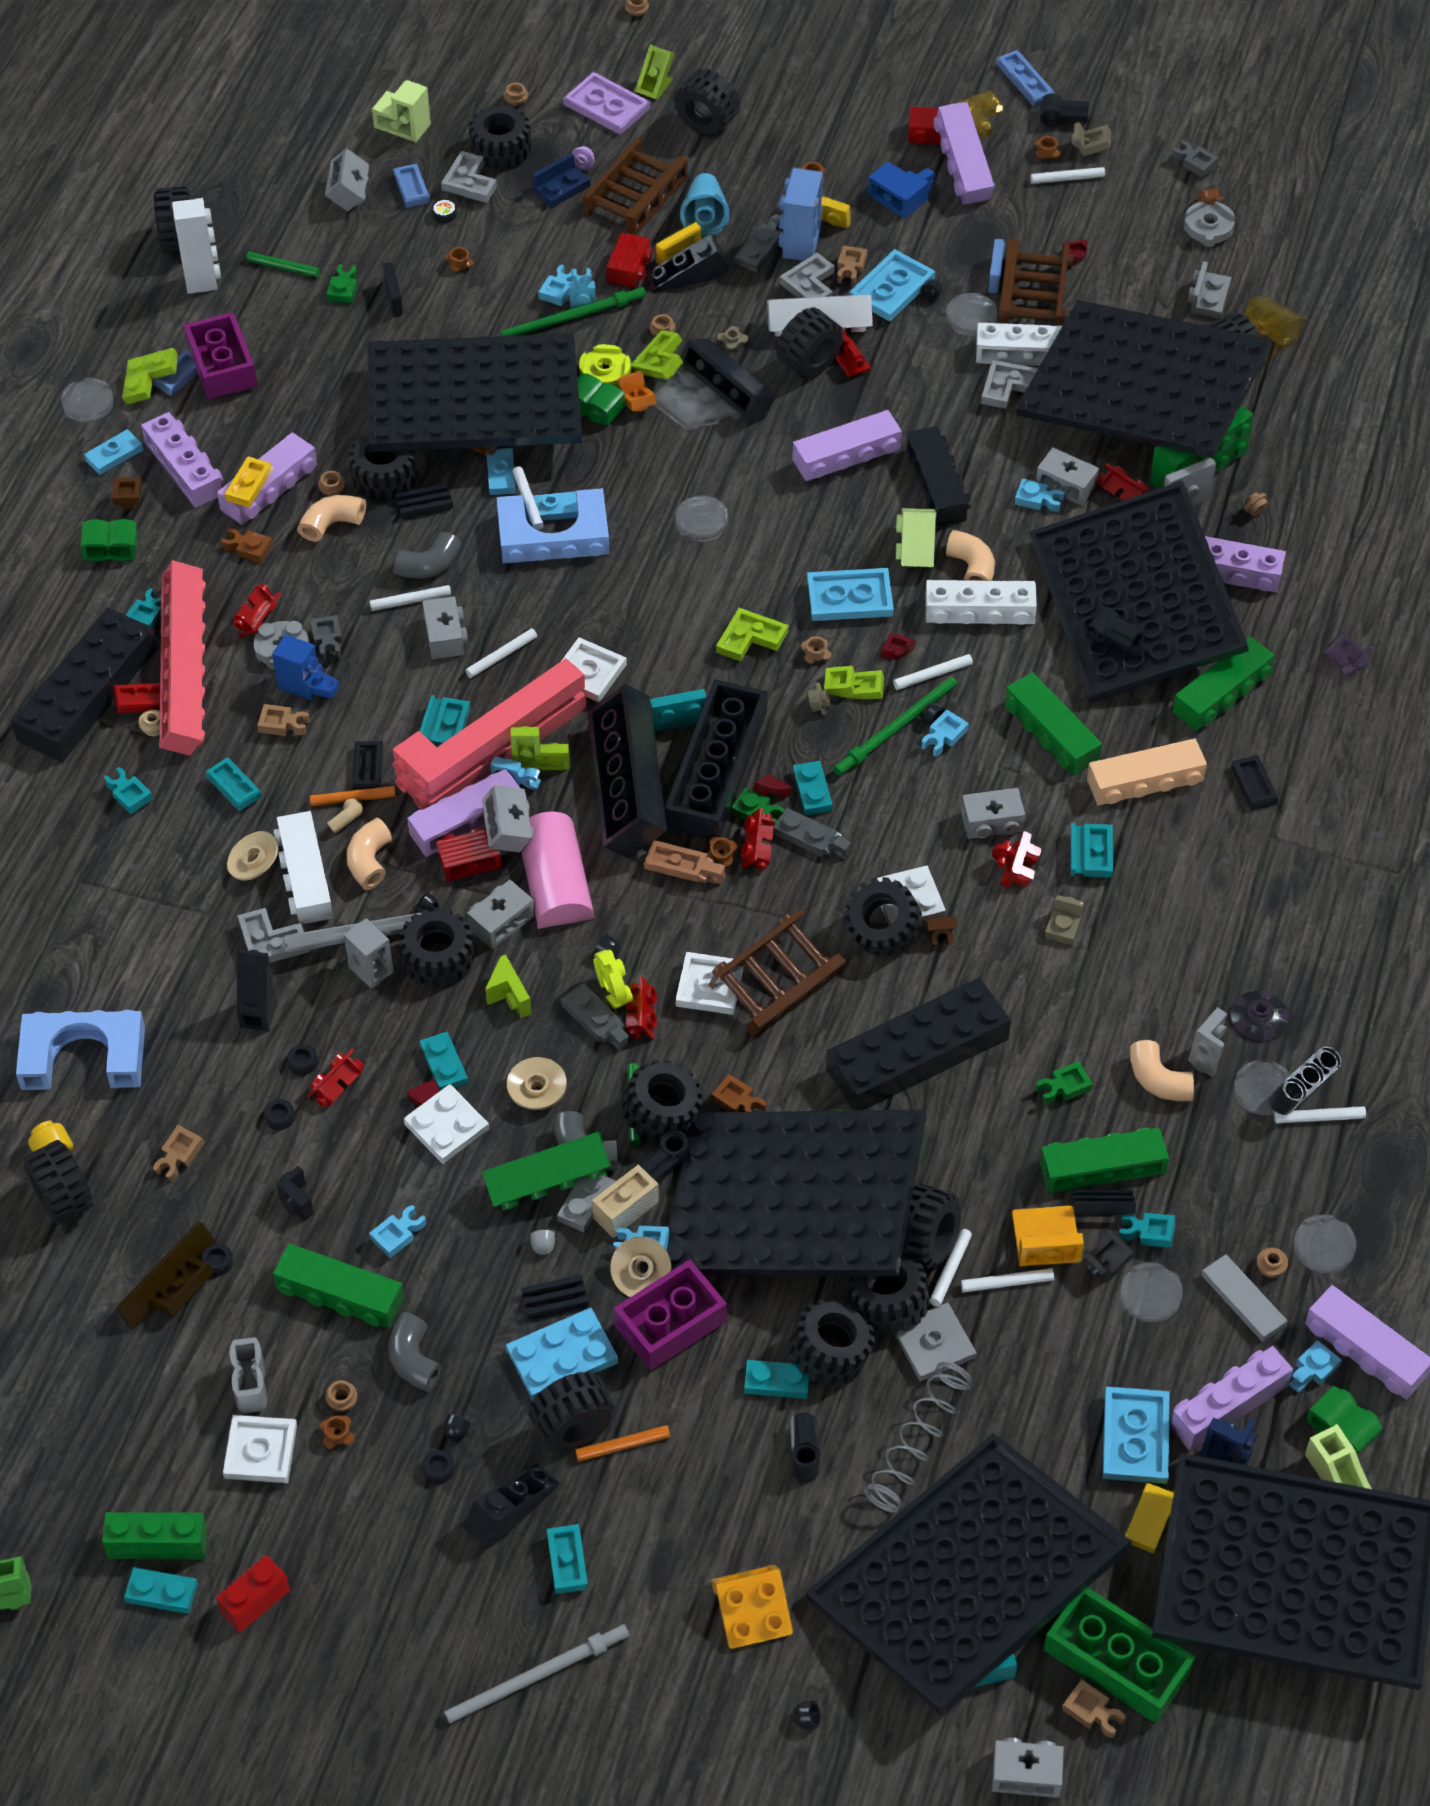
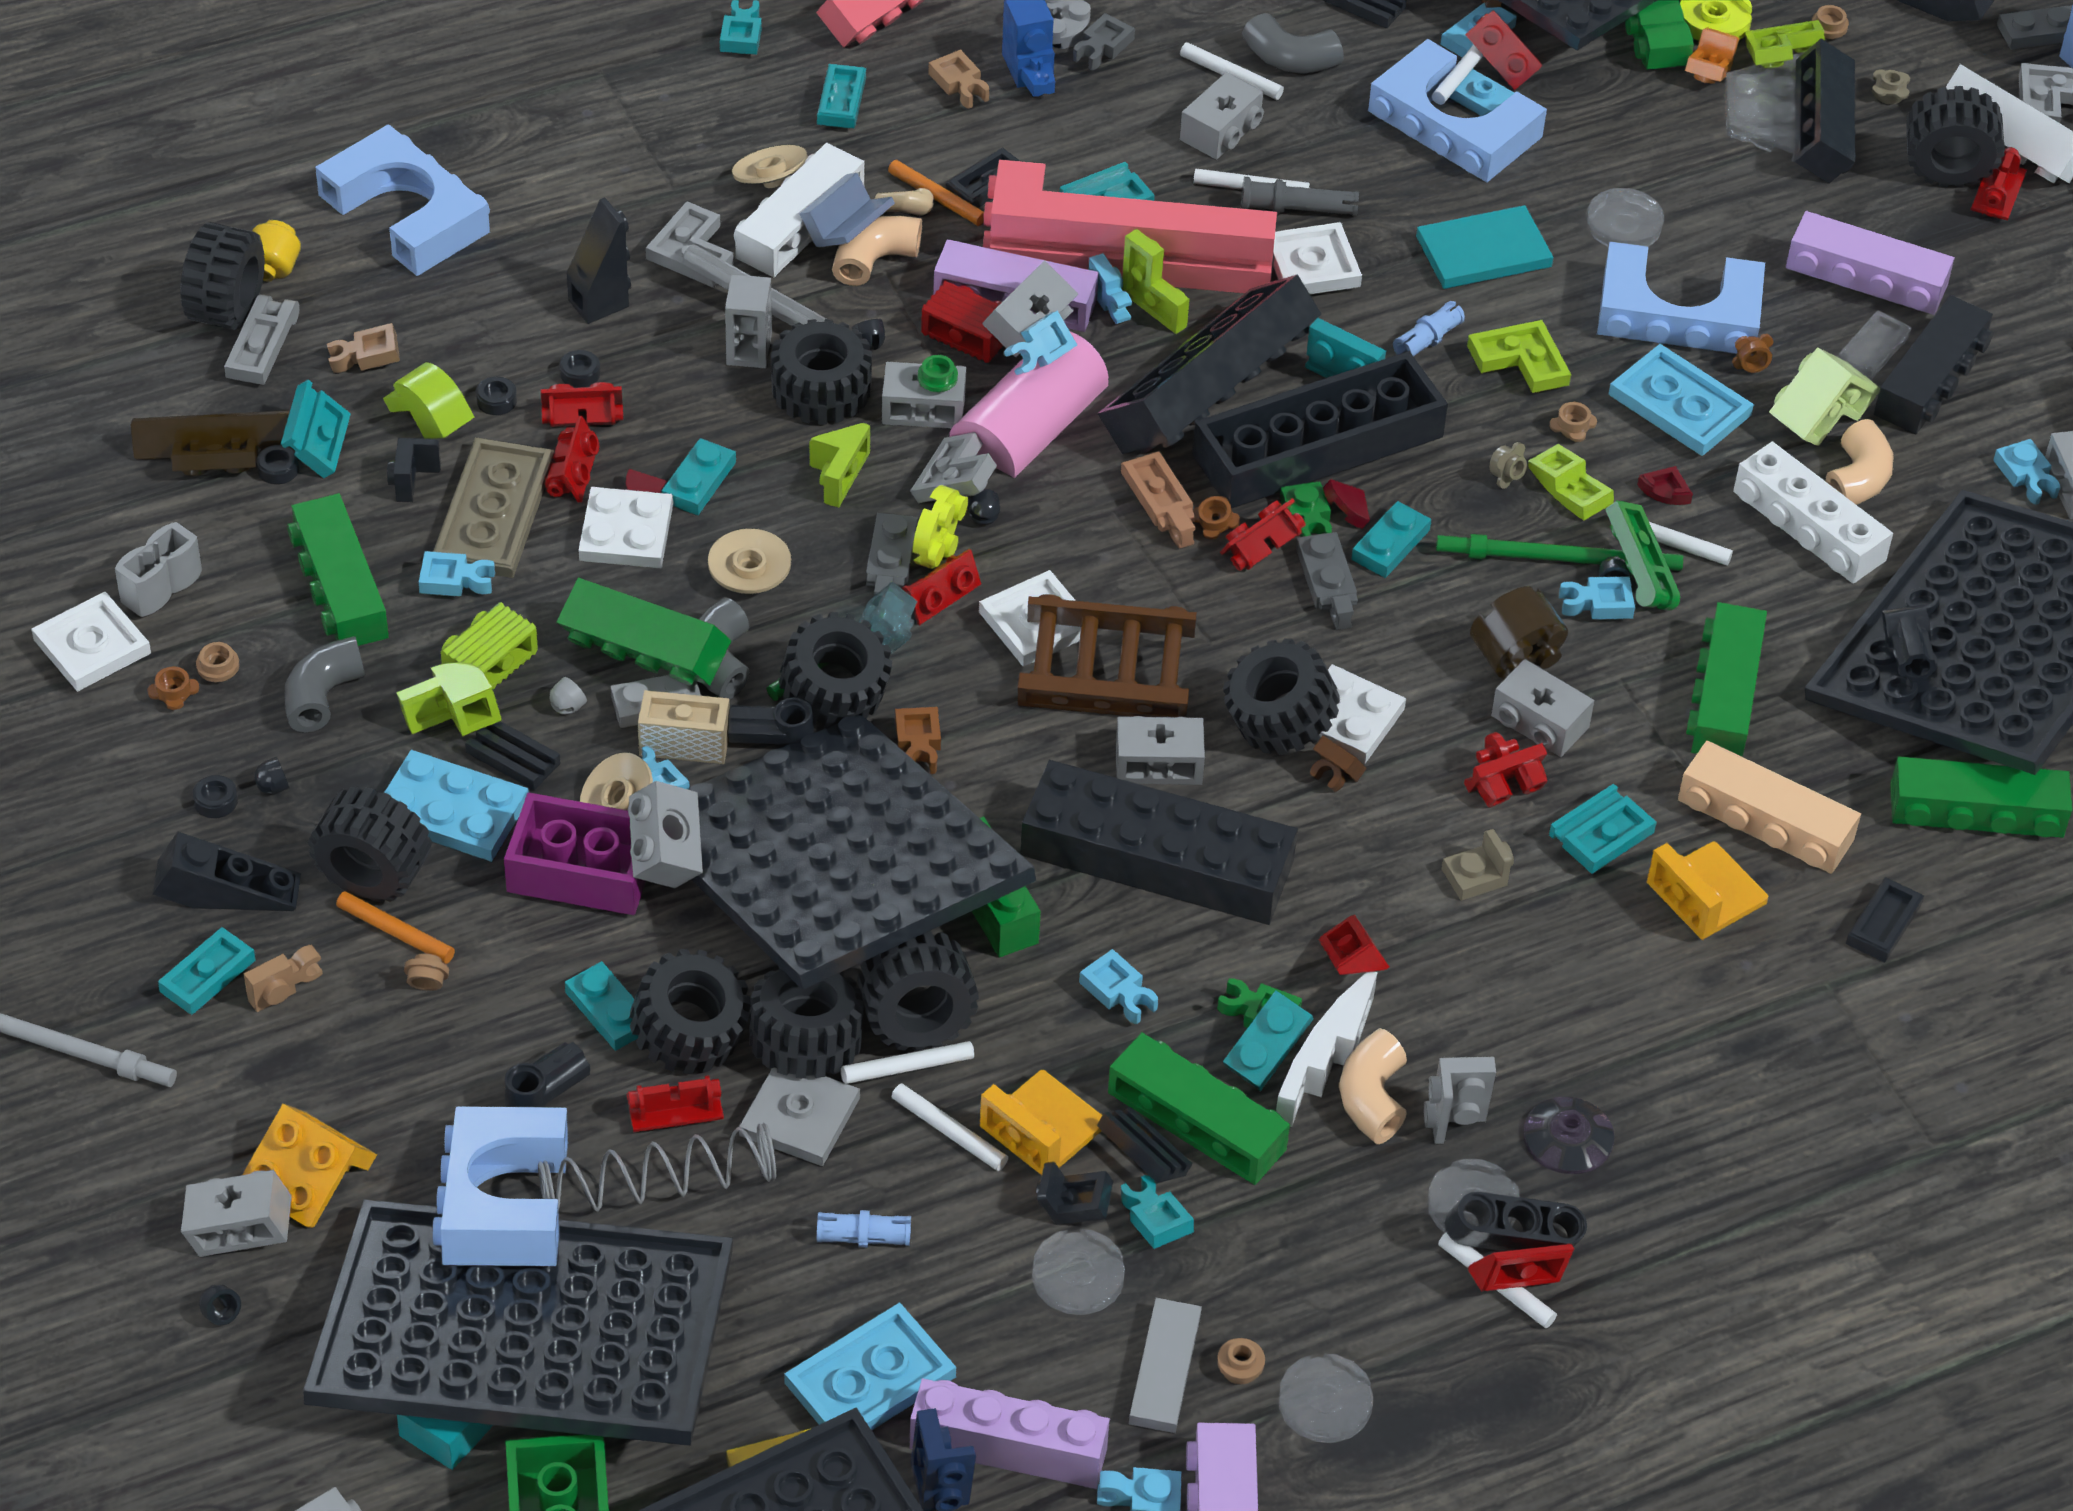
camera: 45 degrees right, 5 degrees down
(114, 1200) = (261, 339): none -> light grey plate
(219, 1220) = (316, 429): none -> teal plate
(258, 1146) = (432, 401): none -> lime brick
(339, 849) = (842, 212): none -> sand blue panel
(361, 1174) = (495, 503): none -> dark tan tile
(379, 1120) = (573, 460): none -> red hinge
(472, 1253) = (493, 643): none -> lime brick
(494, 1291) = (455, 693): none -> lime brick
(507, 896) = (937, 373): none -> green plate
(529, 648) = (1279, 197): none -> dark grey pin
(538, 471) = (1503, 49): none -> red hinge
(544, 831) = (1044, 343): none -> medium azure plate
(572, 946) = (955, 466): none -> light grey plate
(611, 1531) = (277, 978): none -> medium nougat plate
(644, 1046) = (891, 615): none -> clear light blue brick
(656, 591) = (1484, 246): none -> teal tile
(674, 1449) = (426, 972): none -> medium nougat plate
(690, 660) = (1429, 329): none -> light blue pin
(714, 1263) = (665, 834): none -> light grey brick
(757, 1678) = (236, 1213): none -> light grey brick
(771, 565) = (1636, 313): none -> light blue arch
(852, 540) = (1753, 353): none -> dark orange plate
(856, 997) = (1160, 750): none -> light grey brick
(876, 1395) = (675, 1105): none -> red hinge
(884, 1549) = (491, 1228): none -> light blue arch
(894, 488) = (1875, 344): none -> clear tile
(943, 784) = (1520, 629): none -> dark brown brick
(944, 693) = (1643, 556): none -> green plate
(987, 1135) = (1115, 982): none -> medium azure plate
(1038, 1368) = (863, 1229): none -> light blue pin
(1070, 1014) = (1352, 948): none -> red slope
(1092, 1096) = (1268, 1040): none -> teal plate
(1116, 1069) = (1328, 1043): none -> white slope
(1170, 838) = (1704, 887): none -> light orange bracket
(1329, 1099) = (1521, 1267): none -> red slope

